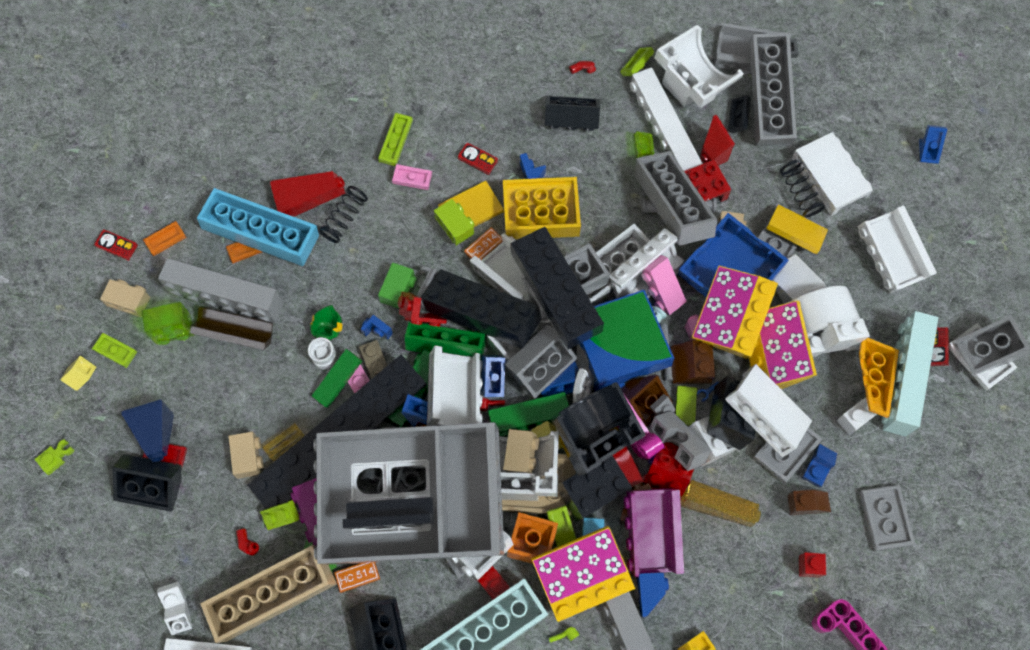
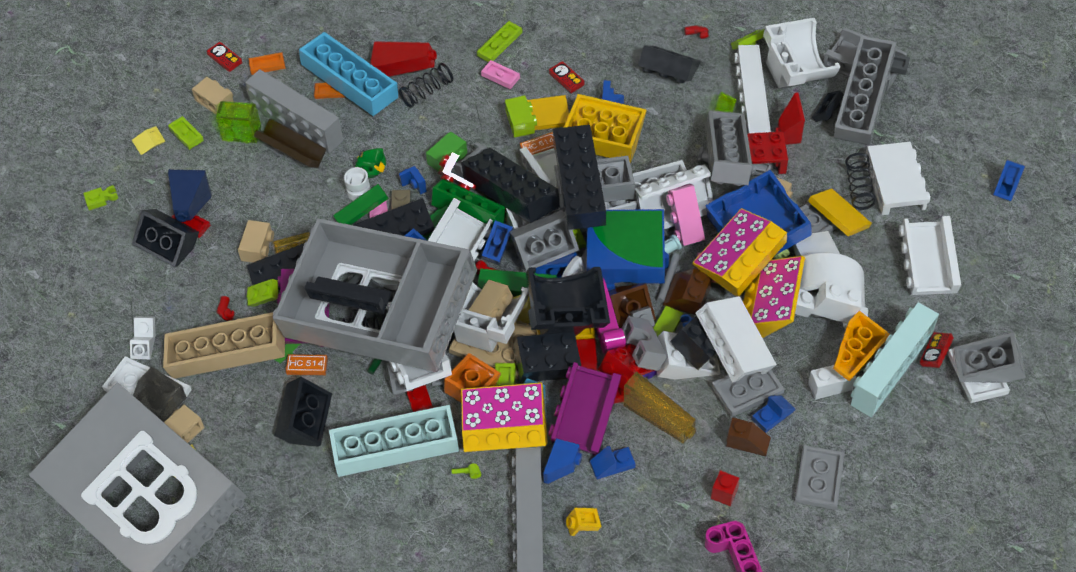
camera: 25 degrees right, 15 degrees down
(696, 574) = (611, 463): none -> blue slope

